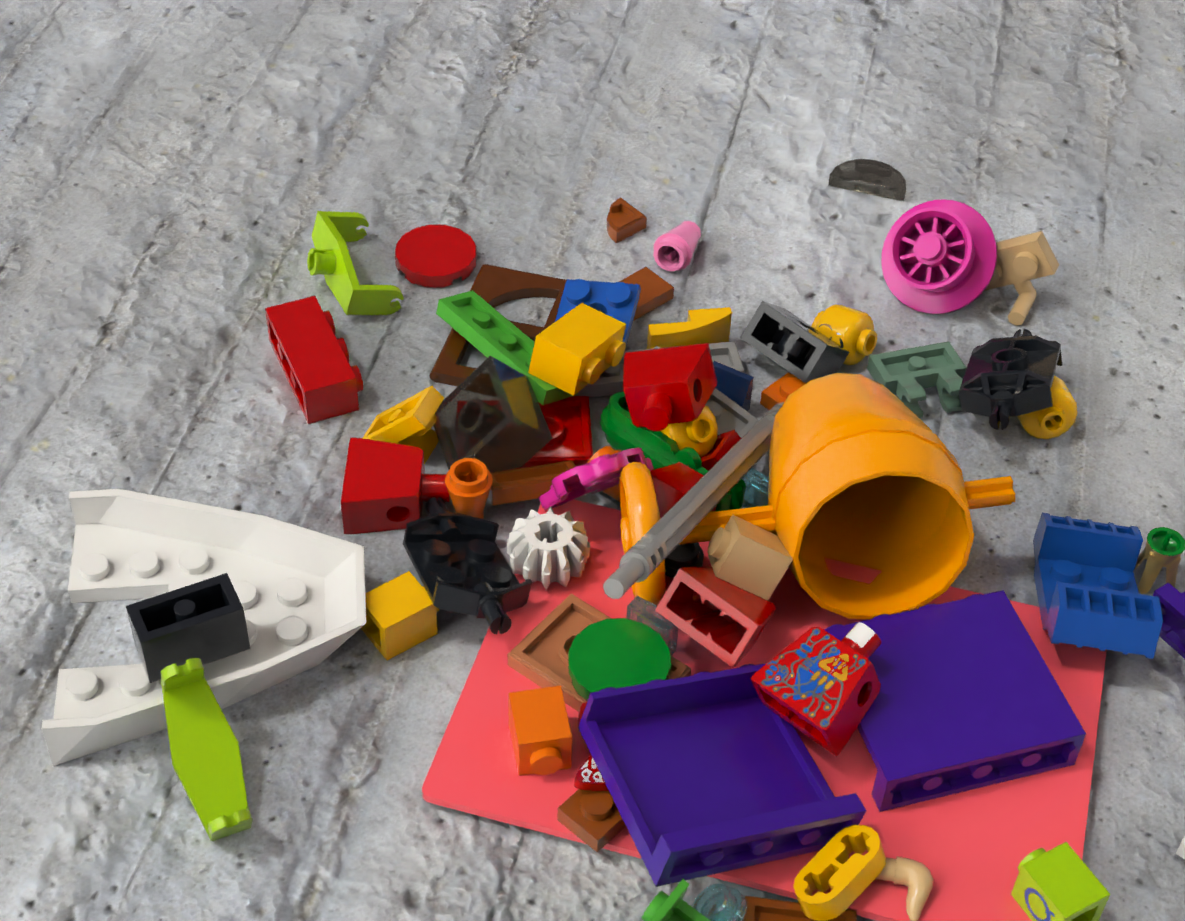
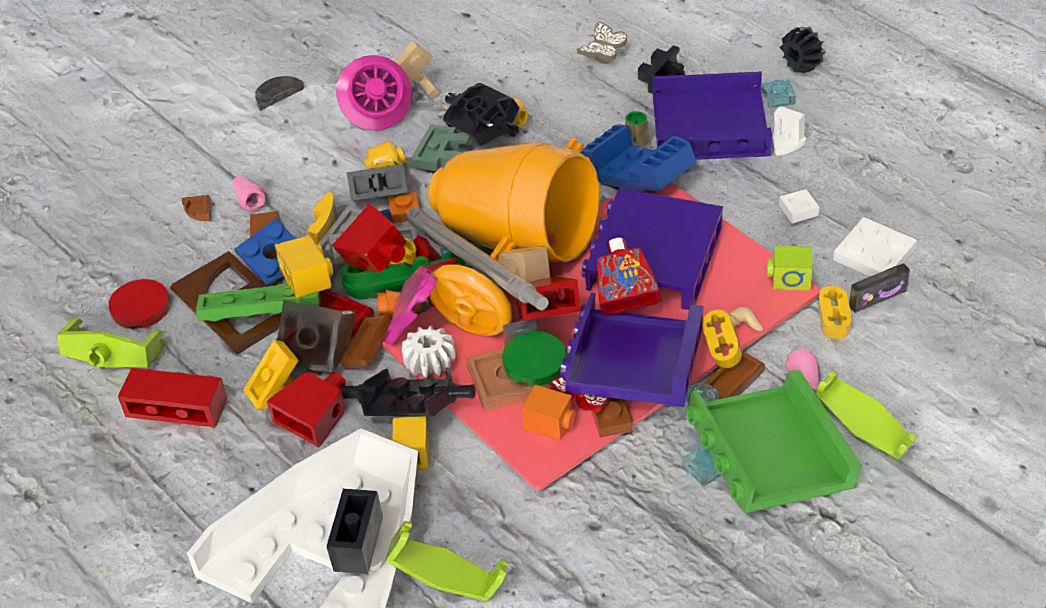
camera: 50 degrees left, 0 degrees up
(469, 486) = (353, 364): orange cone -> none

